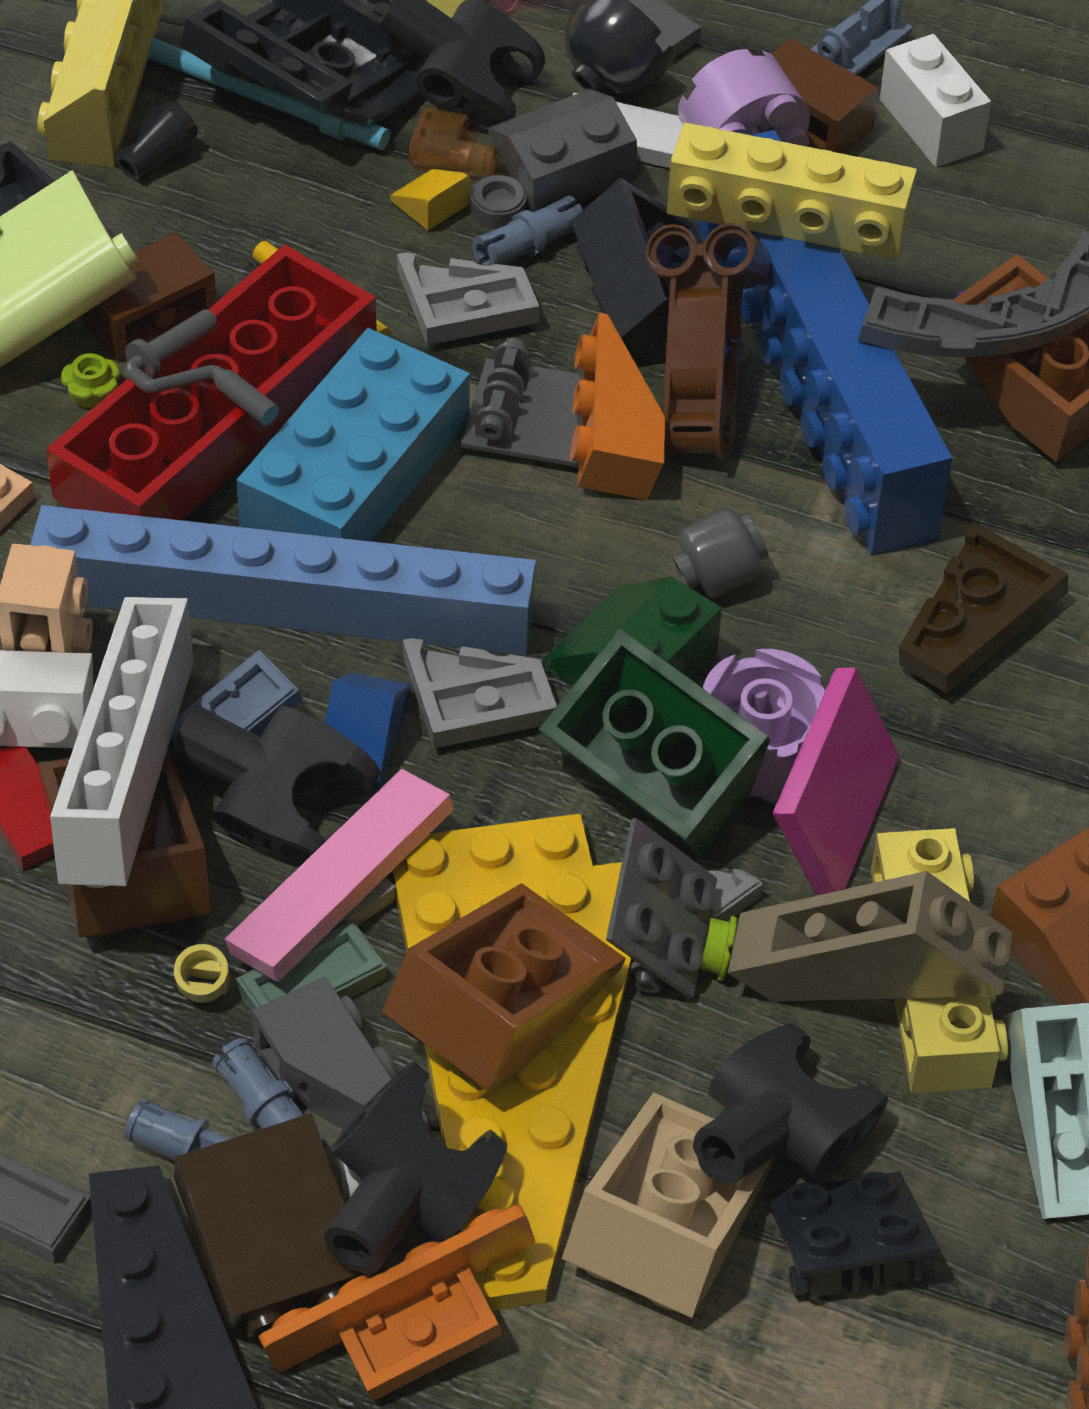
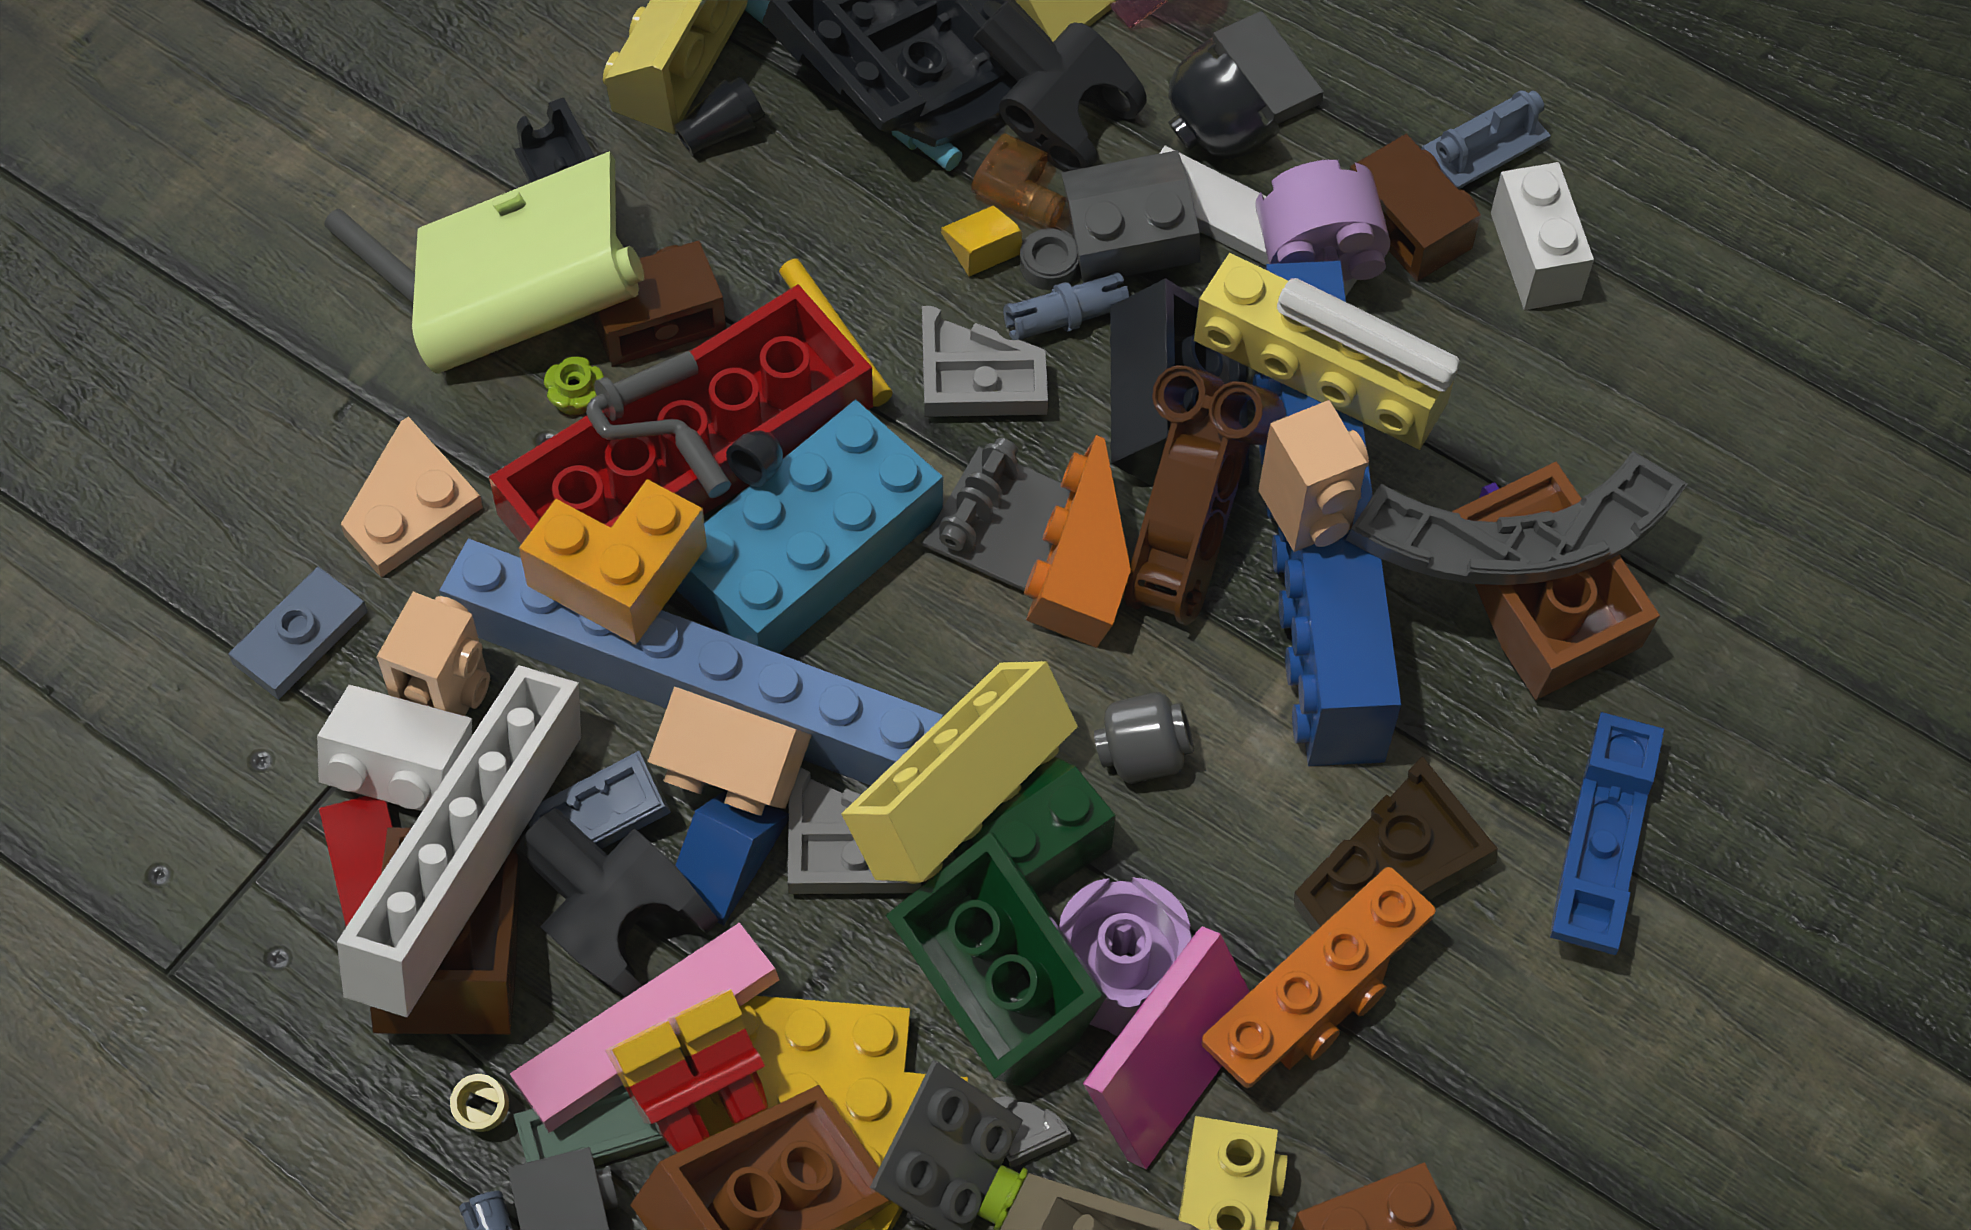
camera: 15 degrees right, 10 degrees up
(197, 491) = (617, 572): none -> light orange brick
(294, 384) = (755, 457): none -> black hinge
(347, 626) = (730, 750): none -> light nougat brick
(394, 880) = (720, 1062): none -> hips
(570, 598) = (960, 772): none -> light yellow brick
(818, 281) = (1313, 476): none -> light nougat brick
(833, 154) = (1368, 334): none -> white axle
(951, 706) = (1320, 982): none -> orange bracket

